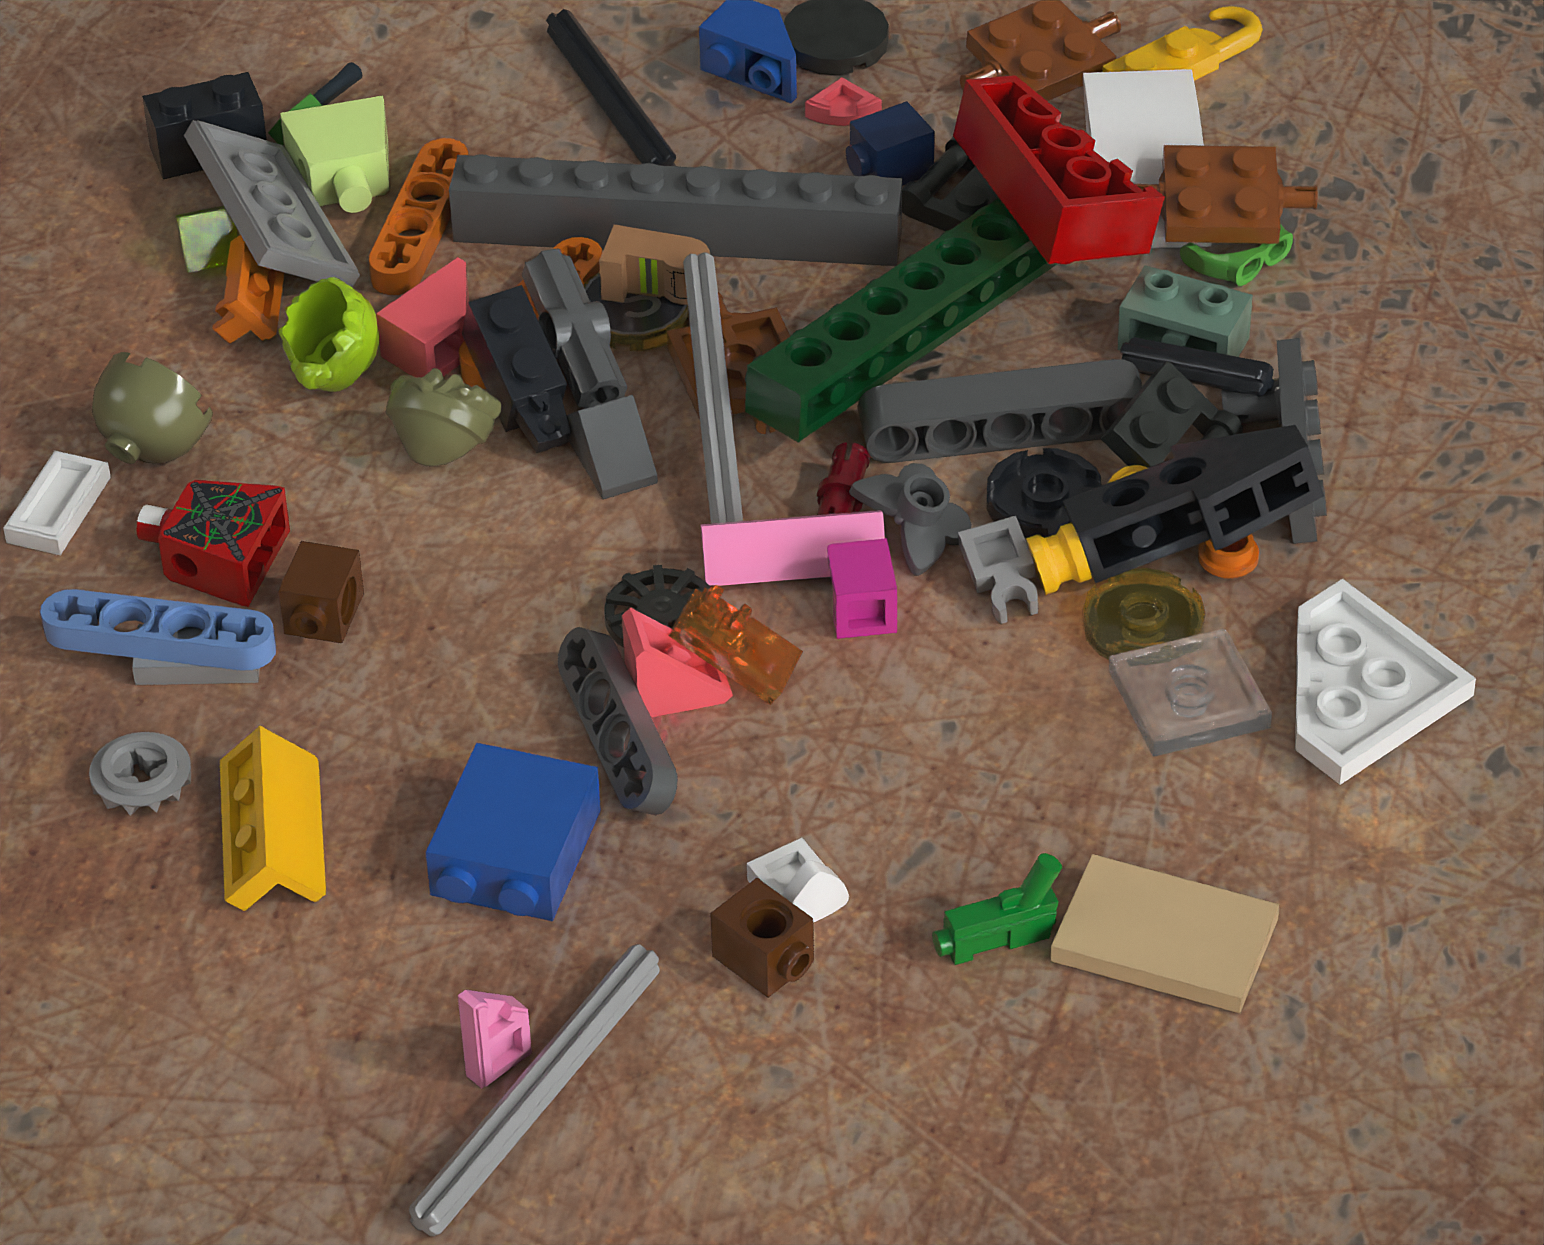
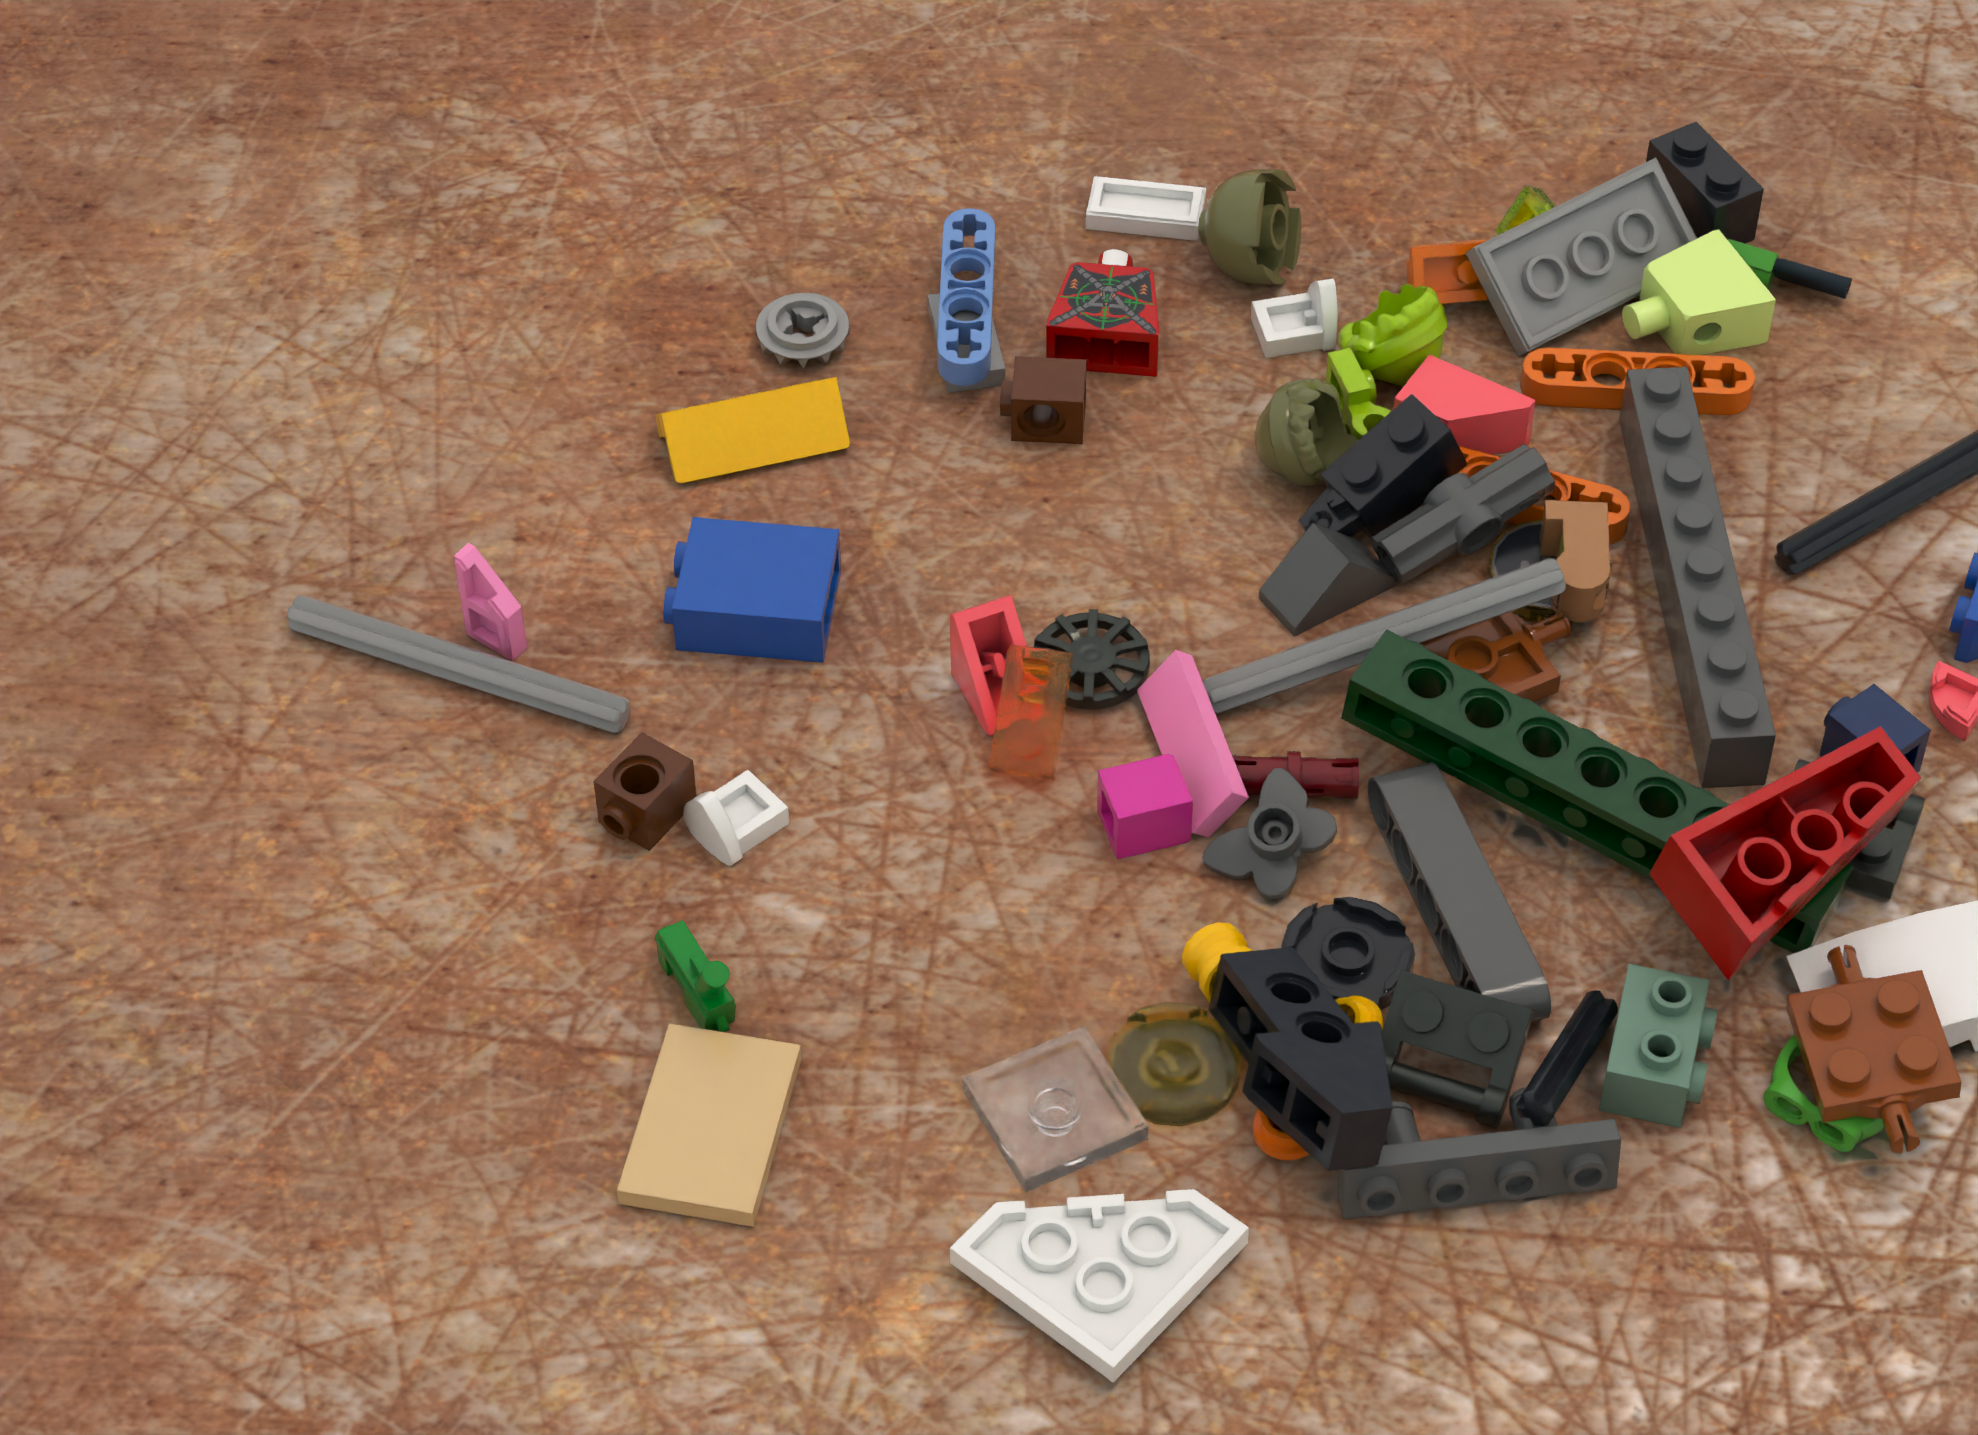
camera: 80 degrees right, 5 degrees up
(262, 410) = (1297, 321): none -> white tile
(373, 380) = (1356, 392): none -> lime plate
(608, 727) = (897, 647): dark grey beam -> none
(1000, 562) = (1222, 901): light grey plate -> none

